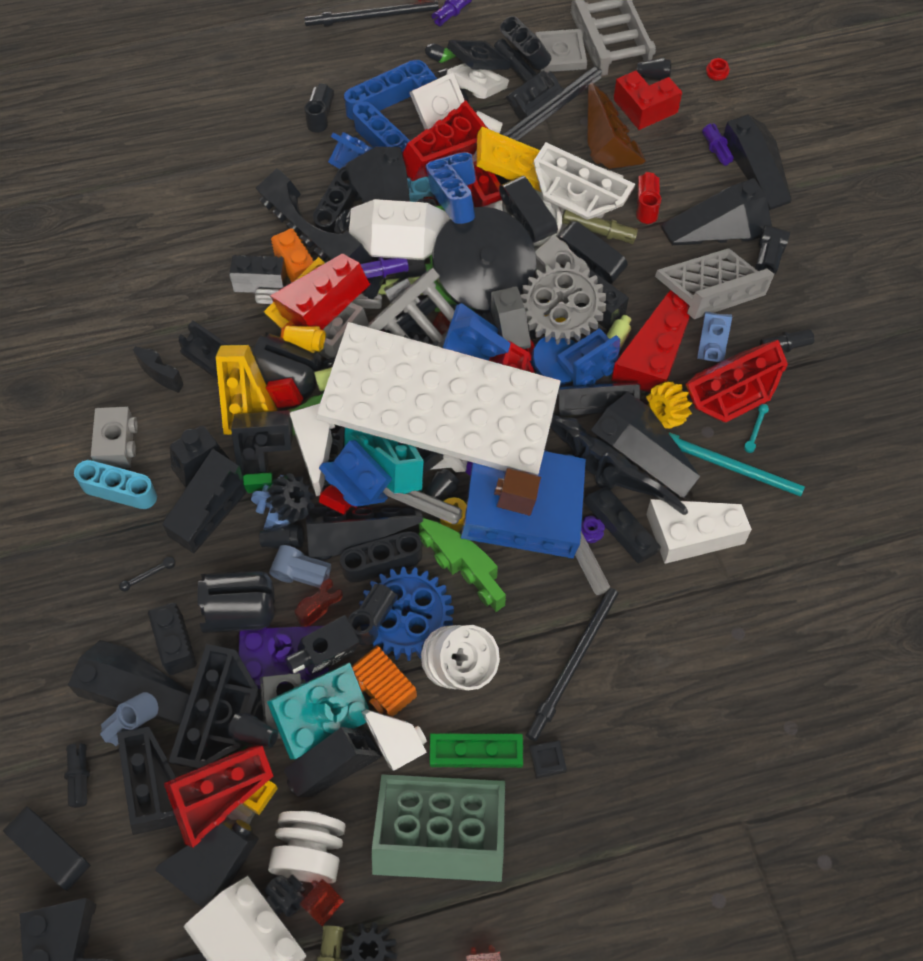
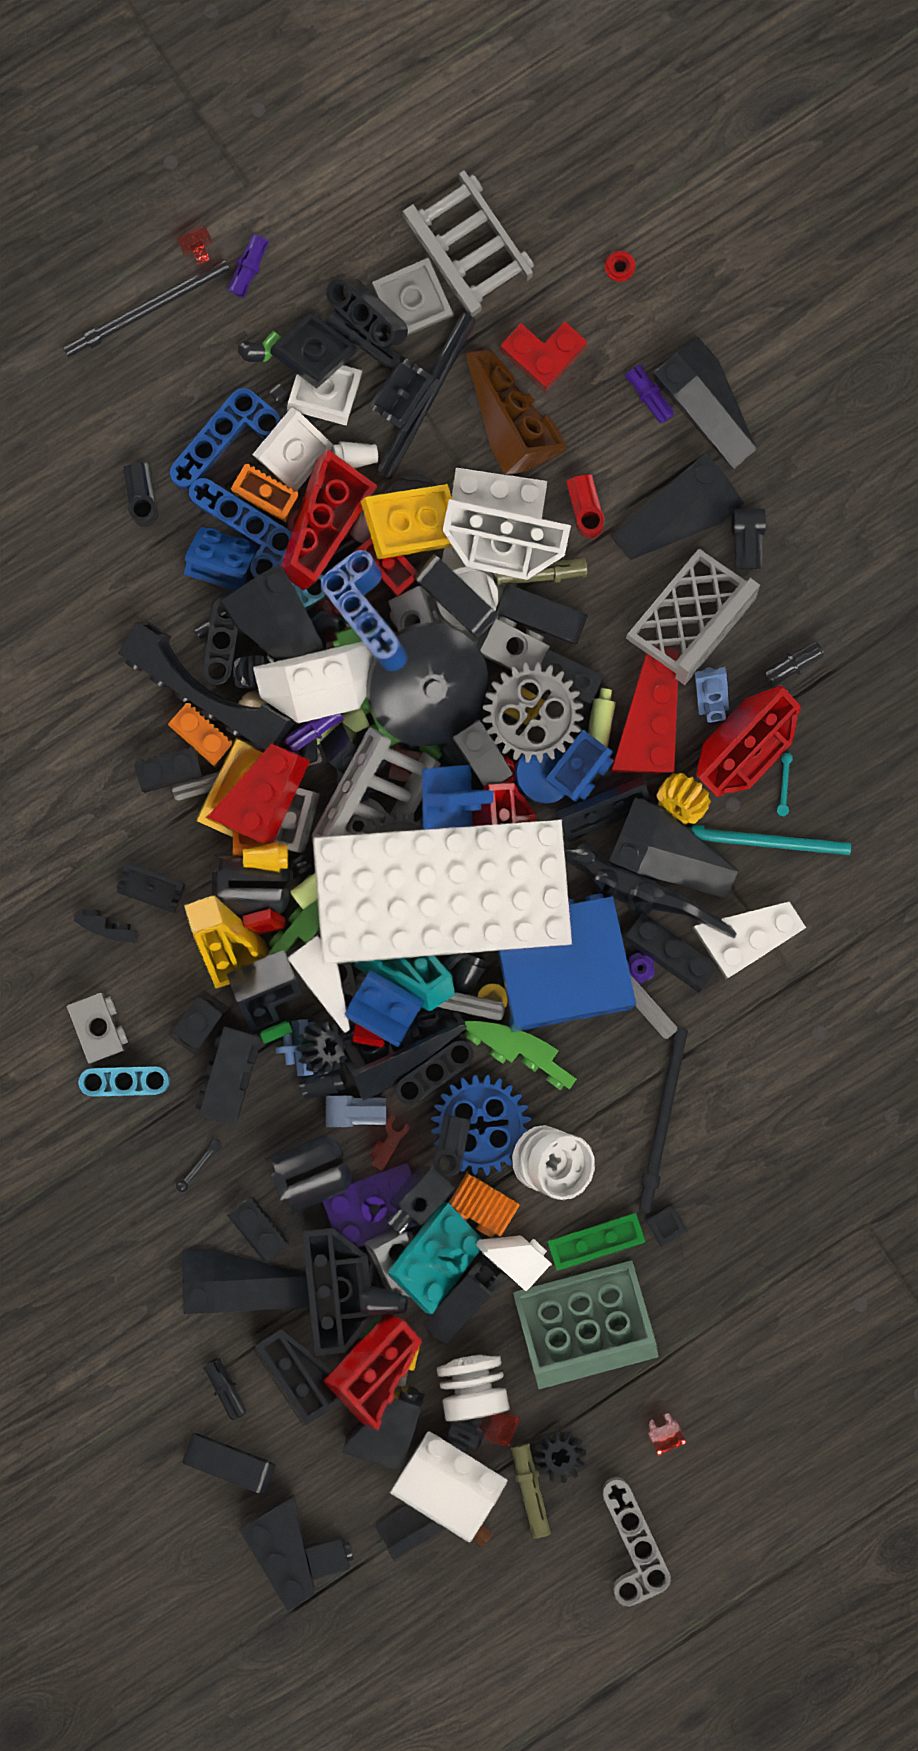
camera: 20 degrees left, 25 degrees up
(129, 716) = (256, 1324): sand blue piece -> none
(407, 118) = (265, 493): none -> orange brick
(517, 491) = (557, 975): reddish brown brick -> none
(655, 69) = (541, 293): black cone -> none

